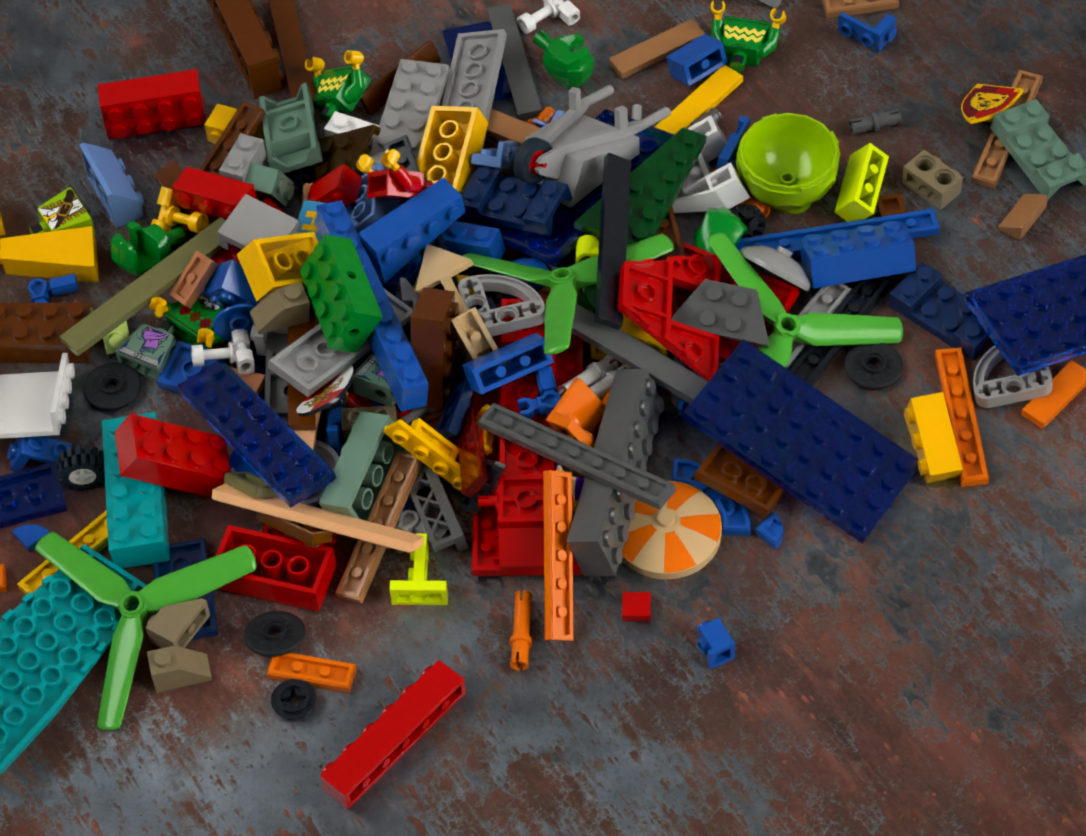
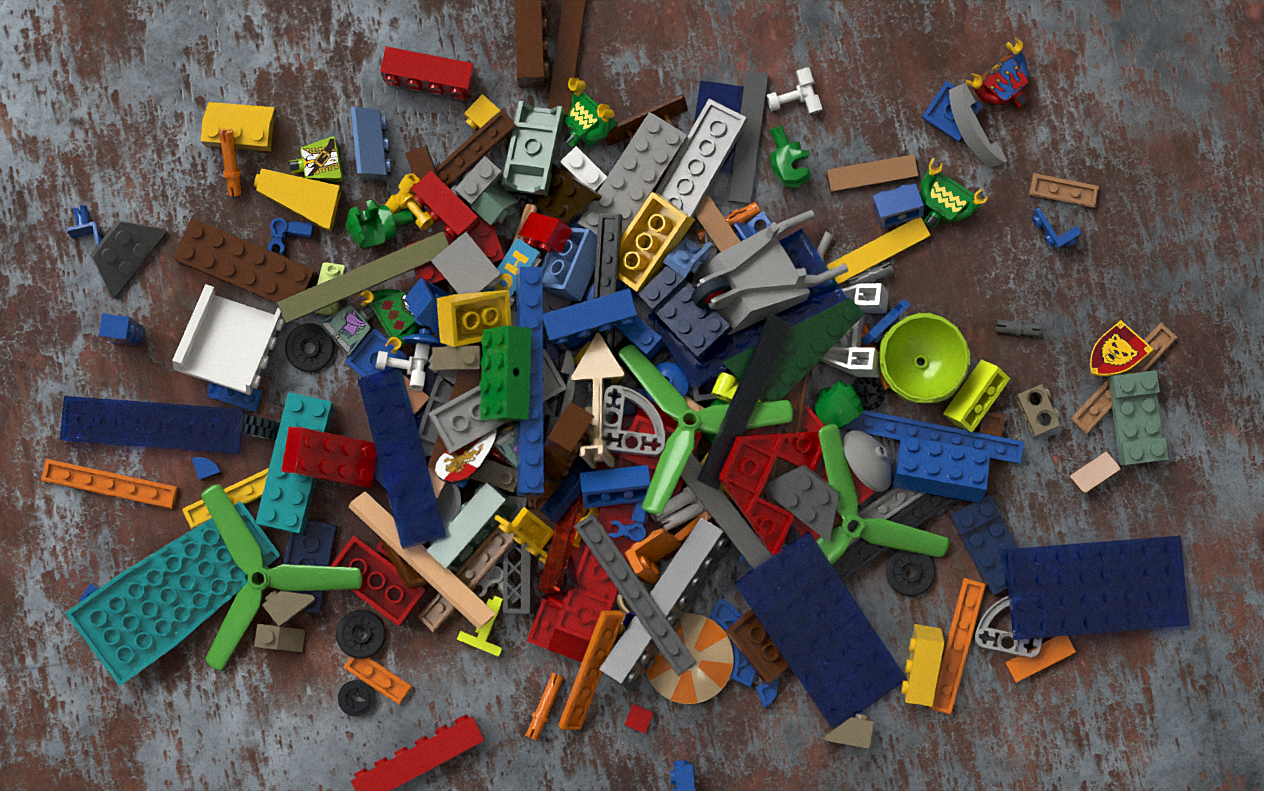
camera: 15 degrees right, 30 degrees up
(193, 279) = (401, 286): nougat plate -> none
(249, 484) = (380, 503): olive tile -> none
(393, 182) = (588, 274): red torso -> none
(886, 532) = (852, 732): none -> dark tan slope

